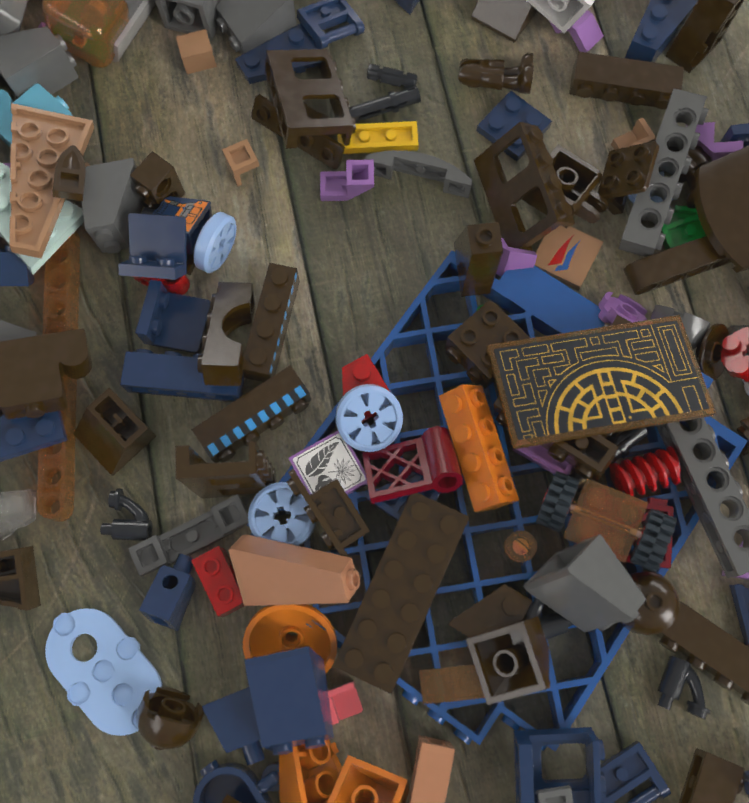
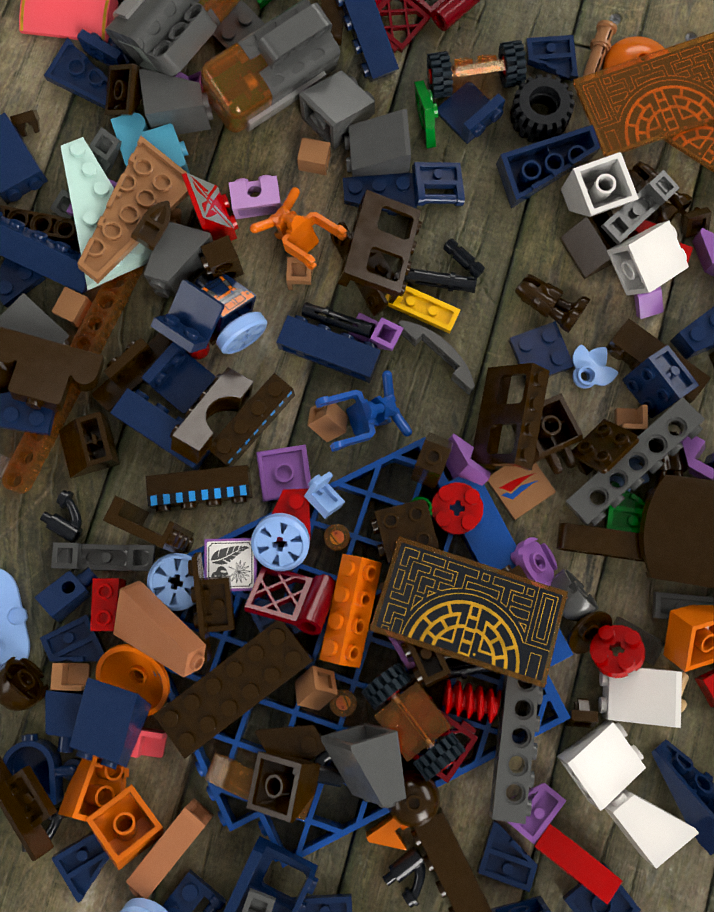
camera: 30 degrees right, 5 degrees up
(24, 304) = (72, 306): none -> medium nougat panel
(113, 138) = (211, 207): none -> red slope
(117, 335) = (129, 368): none -> dark brown bracket
(170, 116) = (246, 206): none -> lavender brick
(204, 641) = (73, 642): none -> dark blue wing
(216, 121) = (297, 230): none -> orange piece
(219, 679) = (69, 676): none -> medium nougat panel
(303, 187) = (312, 311): none -> black pin
(310, 217) = (329, 348): none -> dark blue brick
(326, 355) = (283, 470): none -> medium lavender tile
(346, 285) = (328, 421): none -> medium nougat panel
(382, 259) = (367, 414): none -> blue piece
(385, 353) = (323, 496): none -> light blue bracket
(421, 387) = (336, 537): none -> clear orange tile
(486, 545) = (315, 688): none -> medium nougat panel
(529, 284) = (467, 519): none -> red plate
(568, 113) = (593, 365): none -> light blue plate
(636, 655) = (386, 833): none -> orange slope
(640, 92) = (660, 381): none -> dark blue bracket

